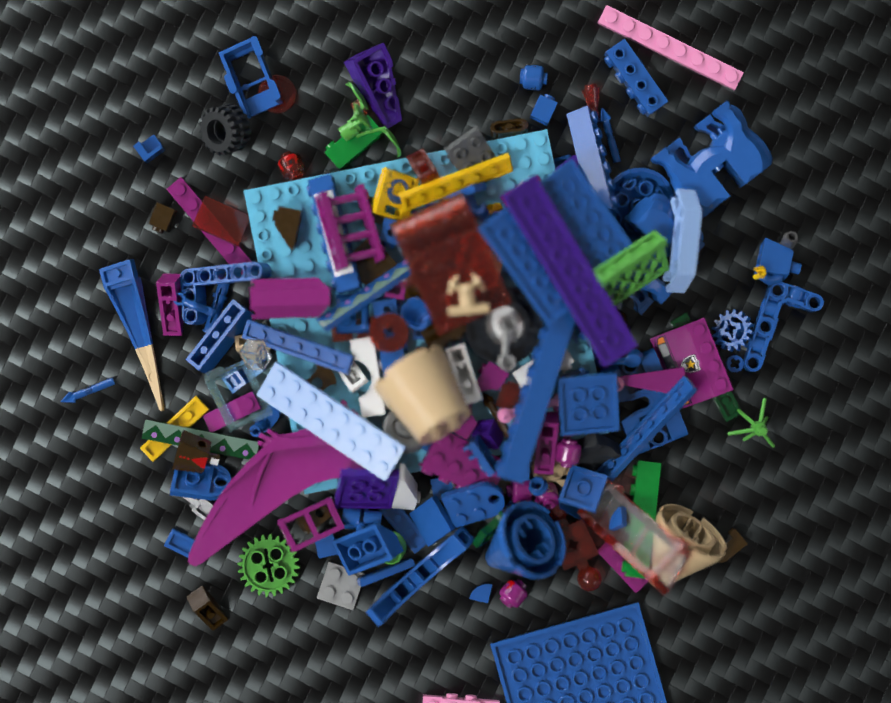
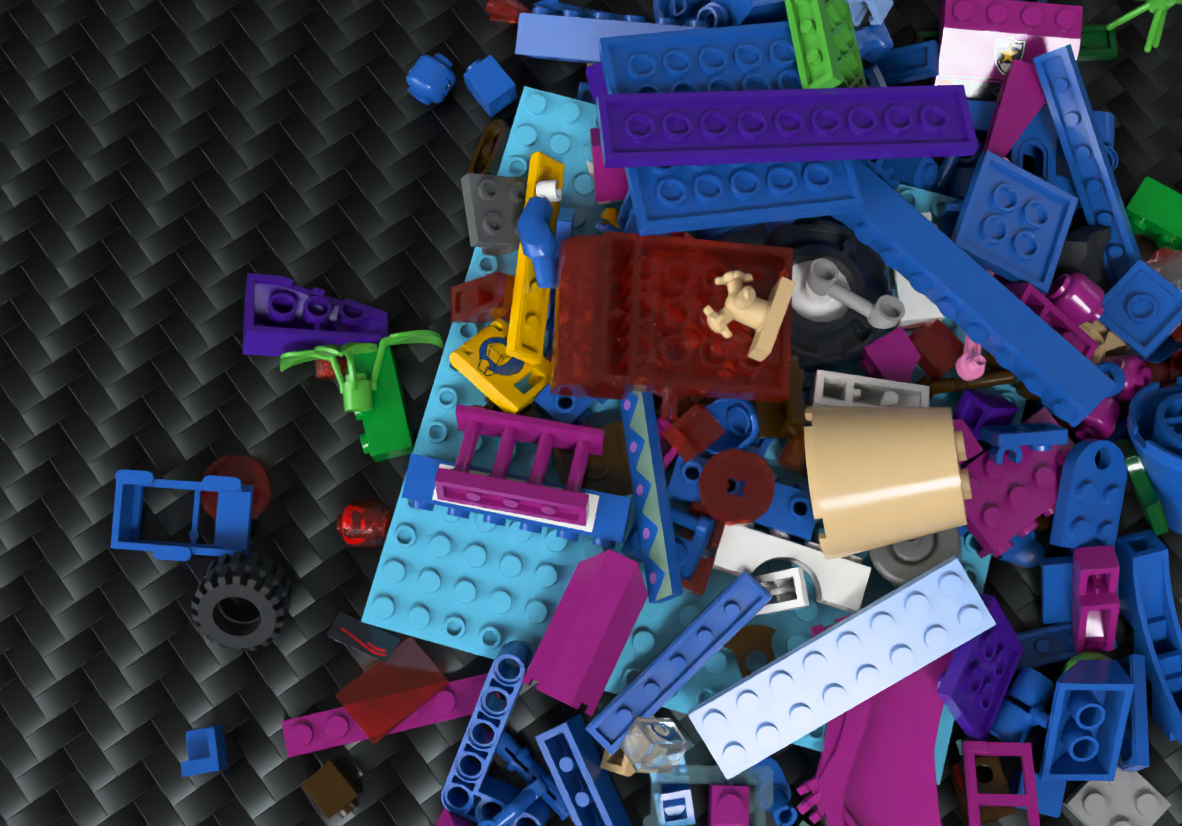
camera: 65 degrees left, 10 degrees down
(238, 185) = (363, 637): none -> black sticker
(288, 224) = (458, 571): dark brown slope -> none
(403, 300) = (693, 432): none -> clear red panel
(406, 493) = (1018, 604): white slope -> none
(428, 528) = (1094, 598): none -> magenta slope
(463, 176) = (535, 234): none -> blue arm
(628, 206) = (714, 11): none -> blue plate
(663, 316) = (910, 63): none -> blue tile

